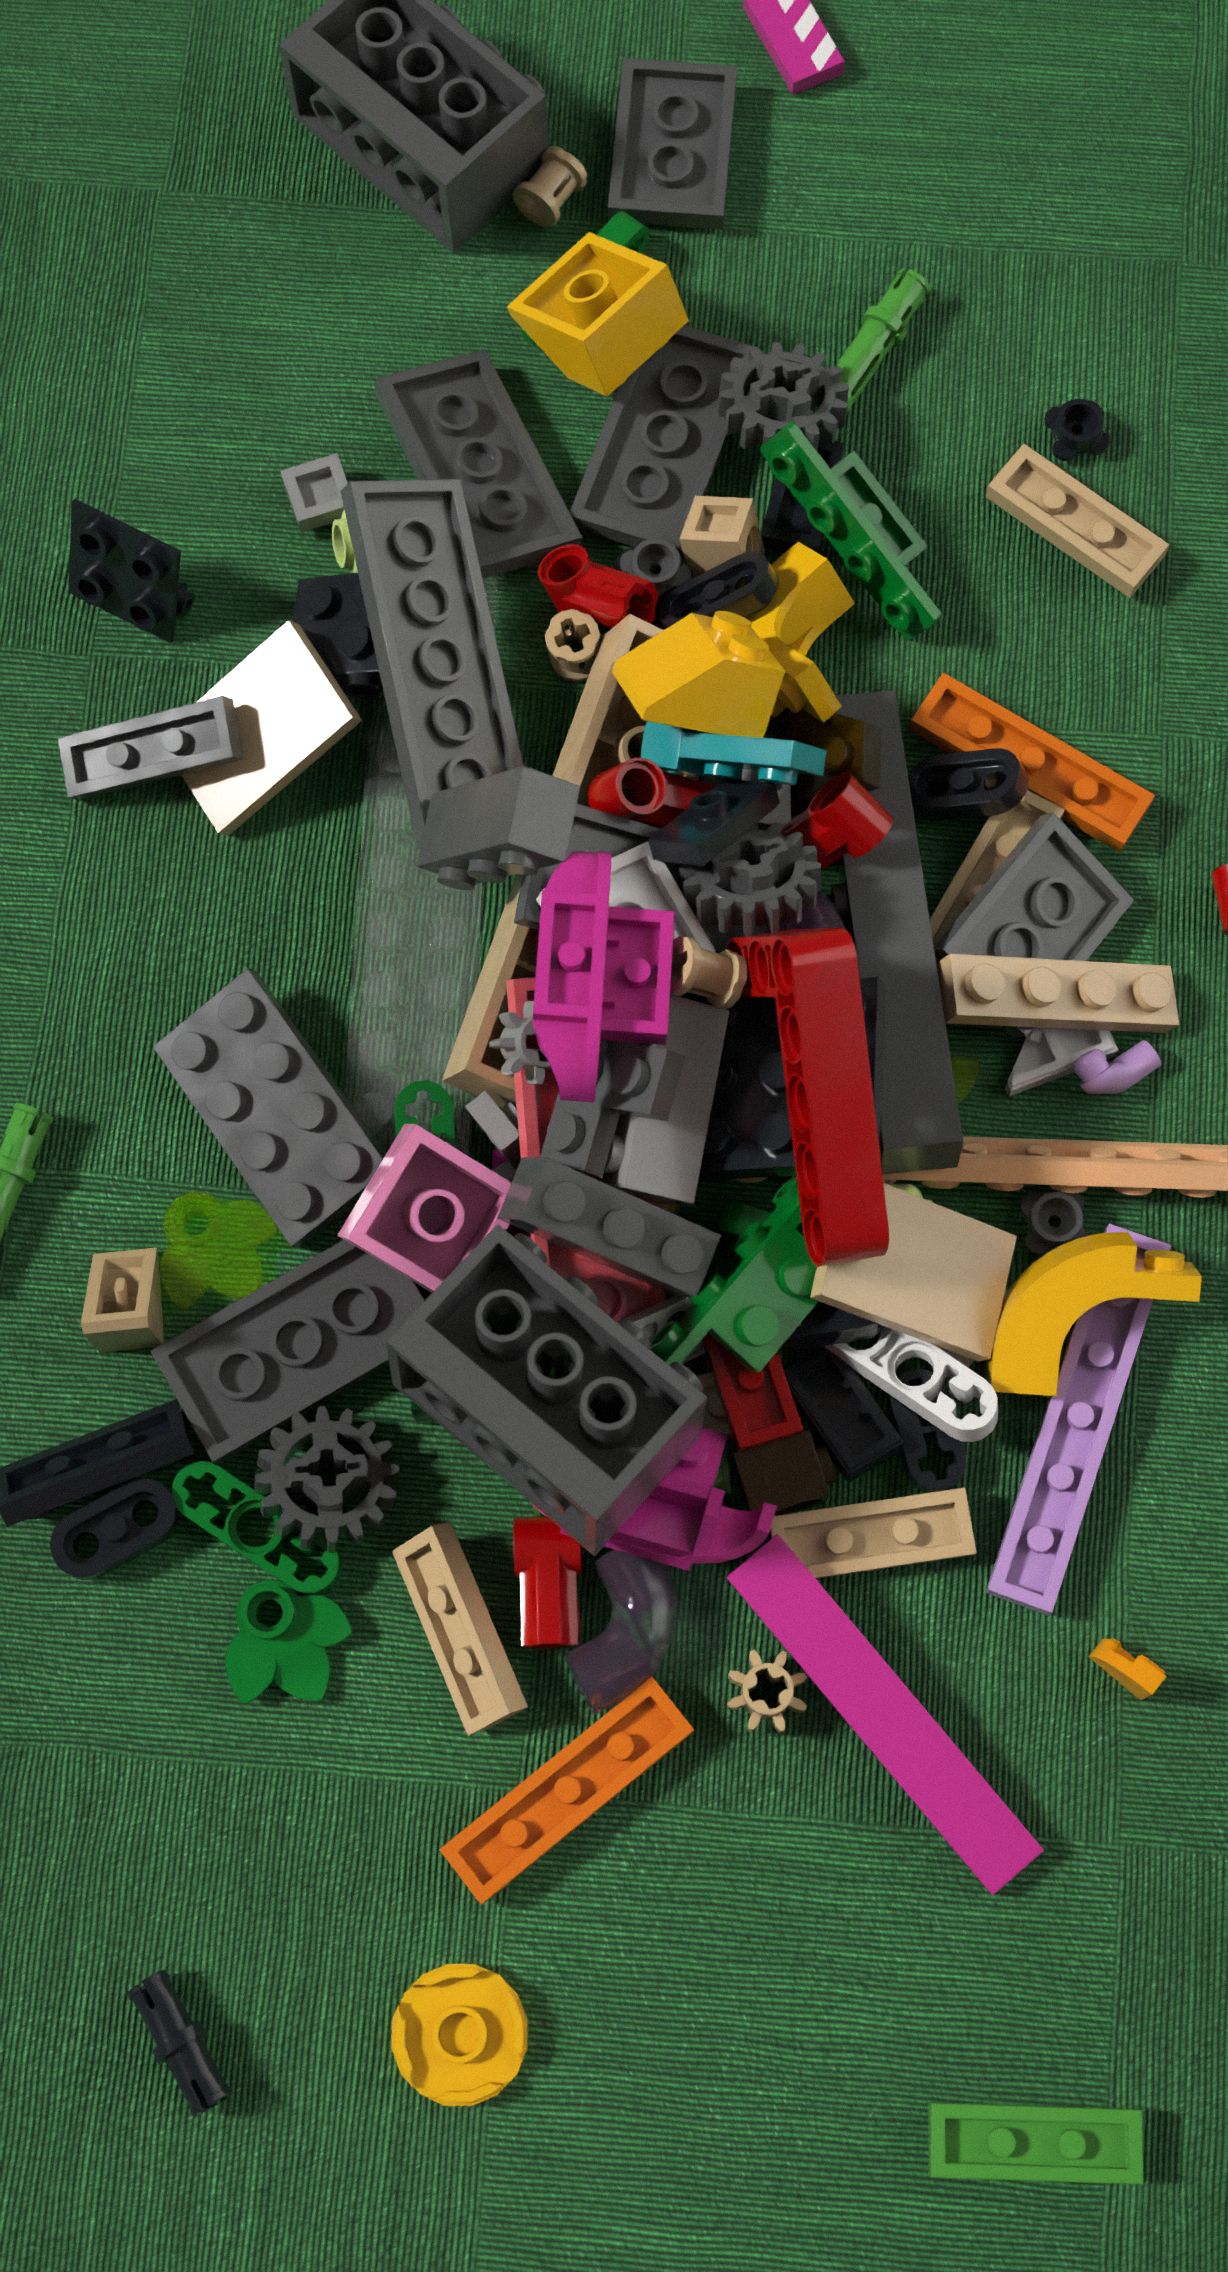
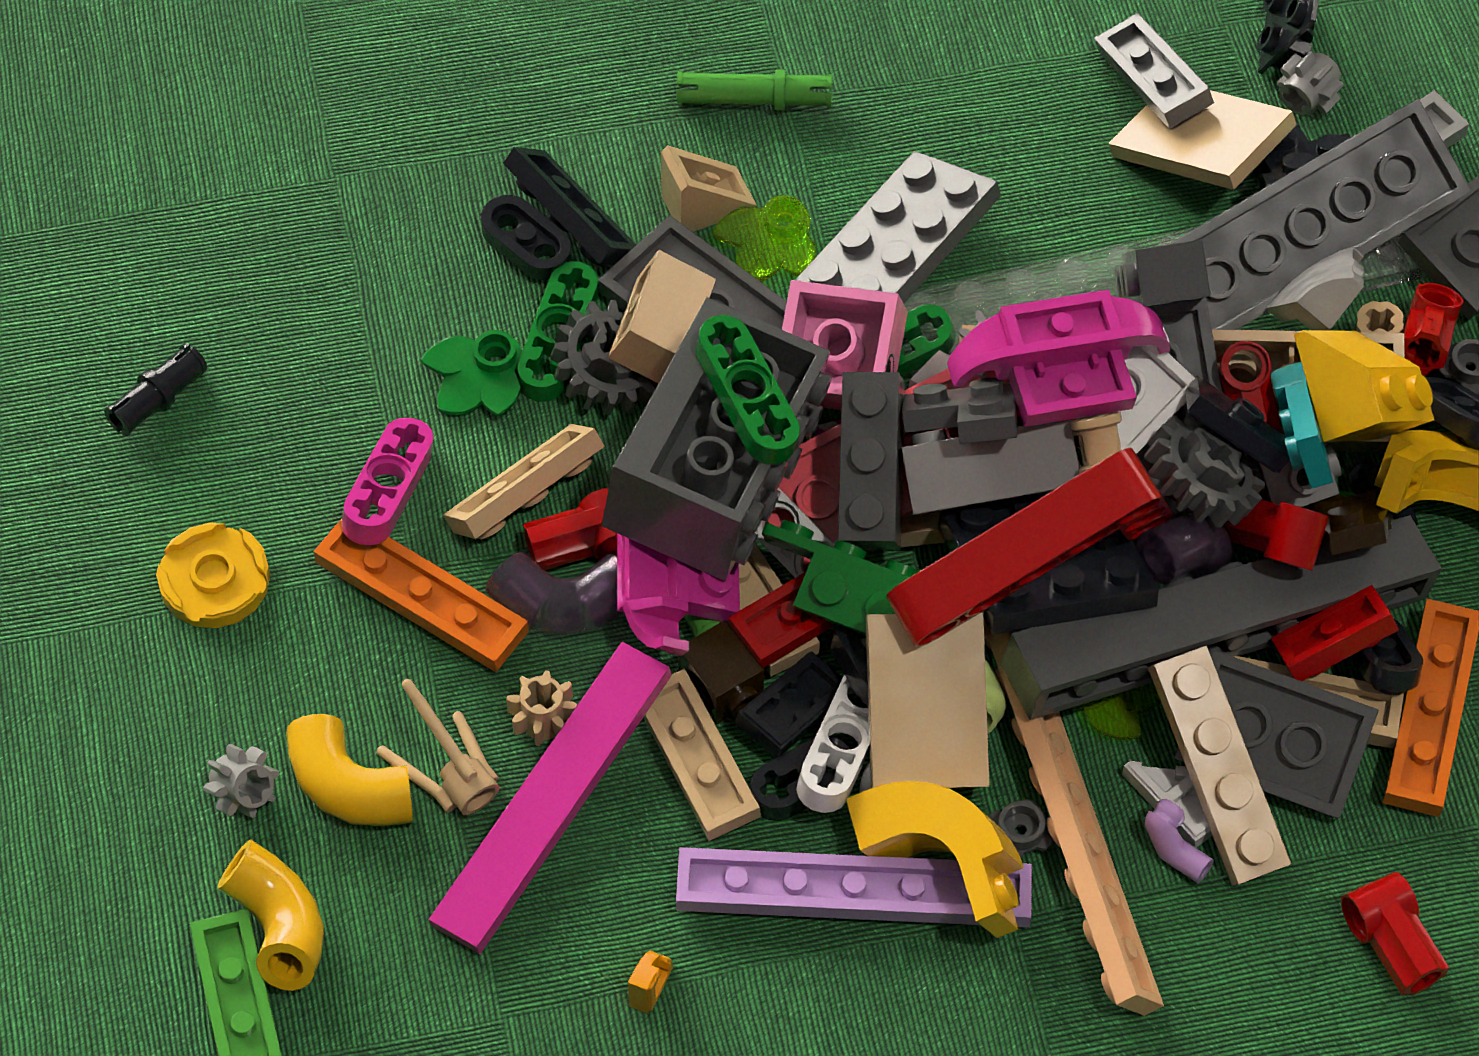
camera: 70 degrees right, 15 degrees down
(223, 593) = (1310, 83): none -> light grey gear
(321, 1402) = (659, 314): none -> tan brick
(438, 1831) = (389, 500): none -> dark pink beam
(539, 674) = (1321, 291): none -> light grey slope
(553, 1308) = (747, 413): none -> green beam
(764, 2070) = (241, 780): none -> light grey gear
(801, 1952) = (339, 784): none -> yellow cylinder
(831, 1805) = (467, 780): none -> tan plant
(945, 2060) = (284, 911): none -> yellow cylinder
(948, 821) = (1335, 634): none -> red plate

